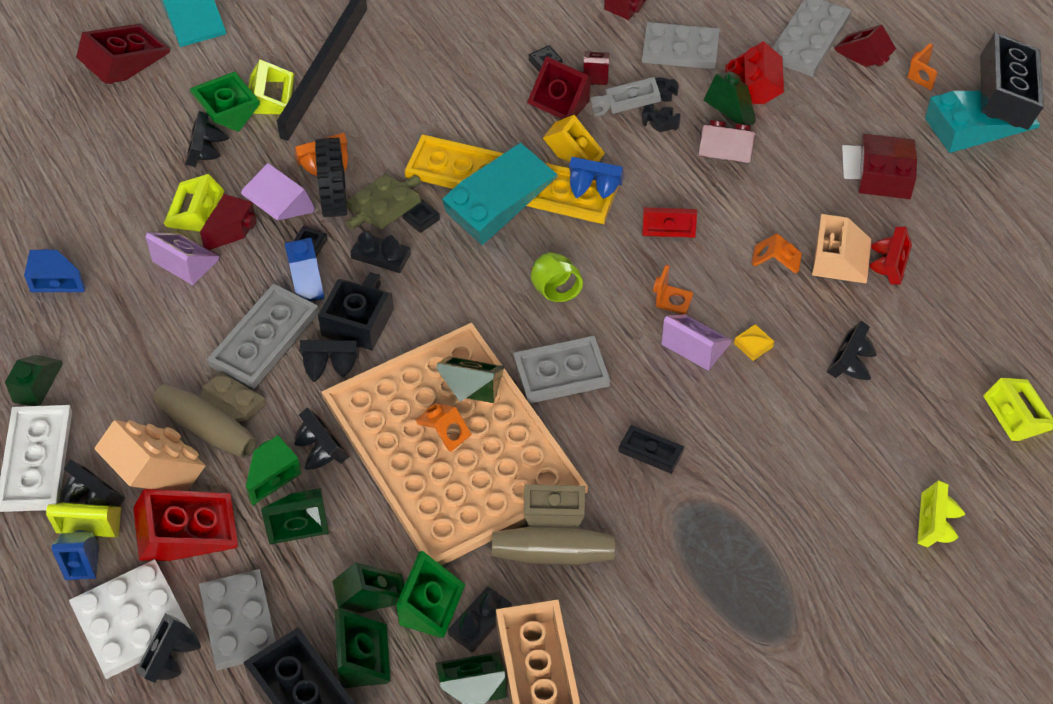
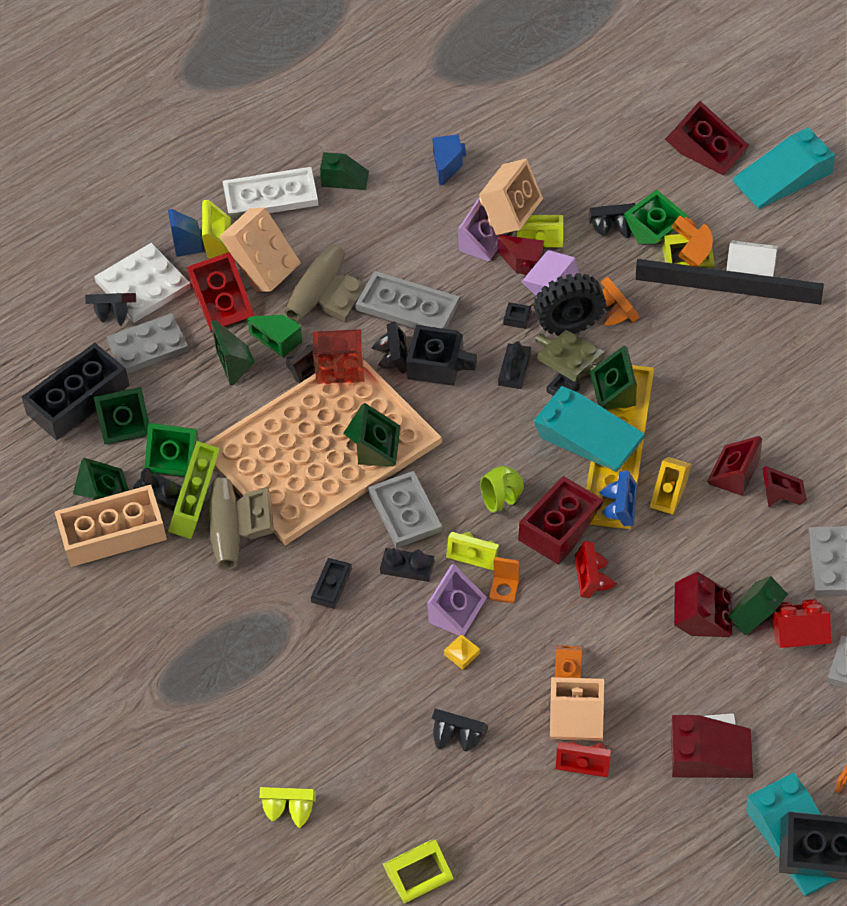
camera: 85 degrees right, 0 degrees up
(157, 205) = (511, 196): none -> light nougat brick
(277, 68) = (699, 240): none -> orange brick
(299, 40) = (752, 258): none -> white slope
(304, 269) = (479, 314): slope -> none
(350, 391) = (338, 356): none -> clear red brick
(367, 588) = (174, 408): dark green slope -> none
(440, 417) = (327, 425): orange bracket -> none
(441, 156) = (615, 381): none -> dark green slope
(509, 573) = (193, 490): none -> lime slope
(538, 57) = (784, 451): tile -> none
(609, 231) = (559, 519): none -> dark red slope
(626, 97) = (741, 518): light grey plate -> none
(630, 313) = (471, 550): none -> neon yellow tile
(633, 378) = (407, 564): none -> black tile
(664, 119) = (769, 549): black helmet -> none

